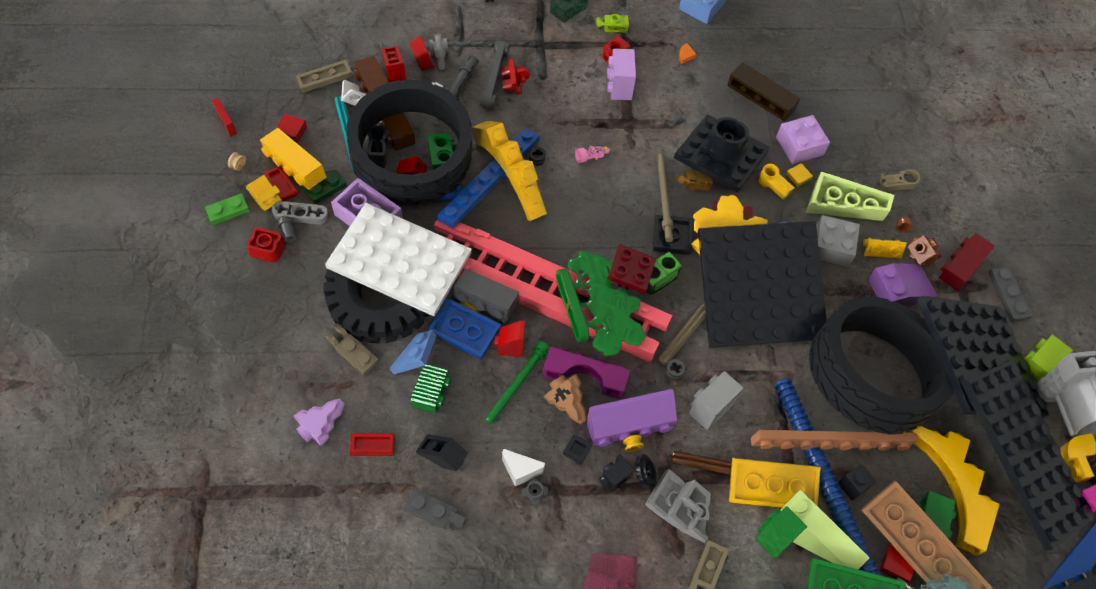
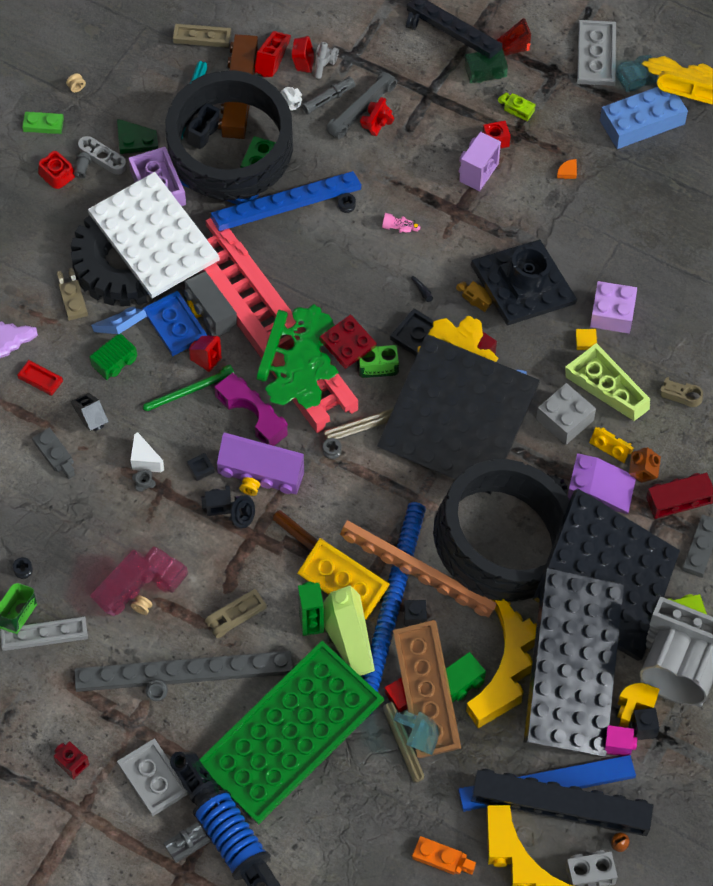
camera: 35 degrees right, 0 degrees up
(224, 117) = (89, 35): red tile -> none
(263, 192) = (80, 122): yellow brick -> none
(279, 178) = (102, 121): red tile -> none
(292, 127) = (141, 73): red piece -> none
(293, 159) = (123, 103): yellow brick -> none
(351, 93) = (215, 62): white bracket -> none
(411, 166) = (220, 159): red brick -> none
(520, 172) = (309, 203): yellow arch -> none
(567, 397) = (220, 419): medium nougat rock -> none
(647, 196) = (425, 292): none -> black helmet
(667, 223) = (416, 320): dark tan bar -> none
(681, 504) = (255, 553): light grey slope -> none
(715, 400) = (341, 487): light grey brick -> none
(763, 91) = (614, 243): dark brown brick -> none
(771, 178) = (554, 334): yellow piece -> none
(904, 224) = (650, 433): dark orange hinge -> none

